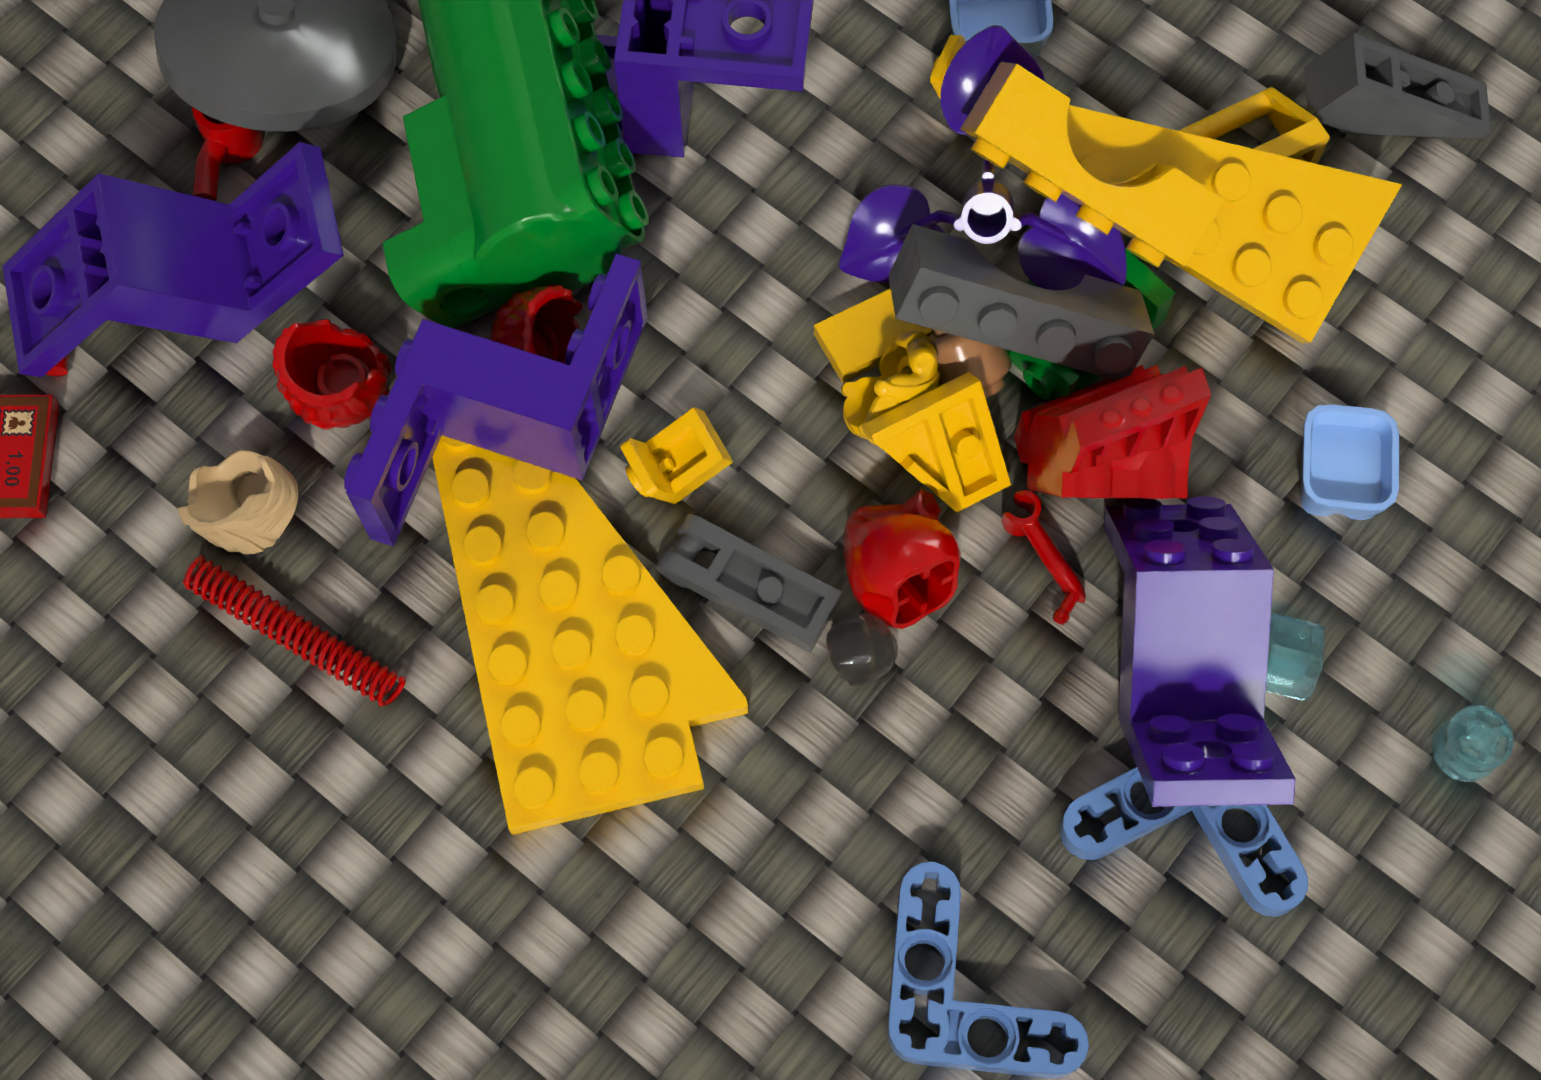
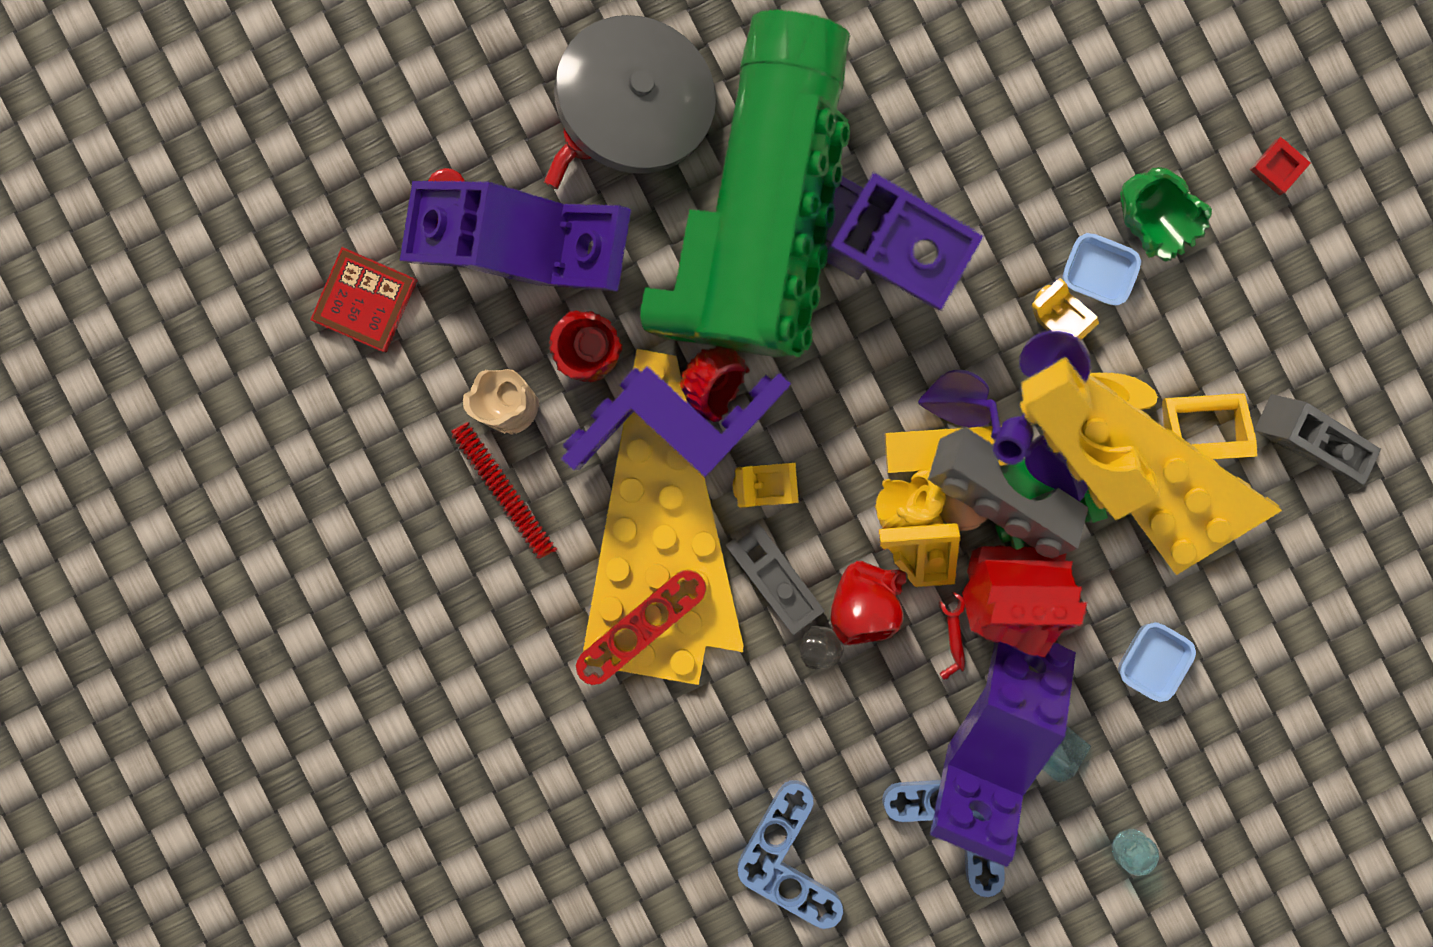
camera: 25 degrees right, 20 degrees up
(568, 720) = (637, 622): none -> red beam

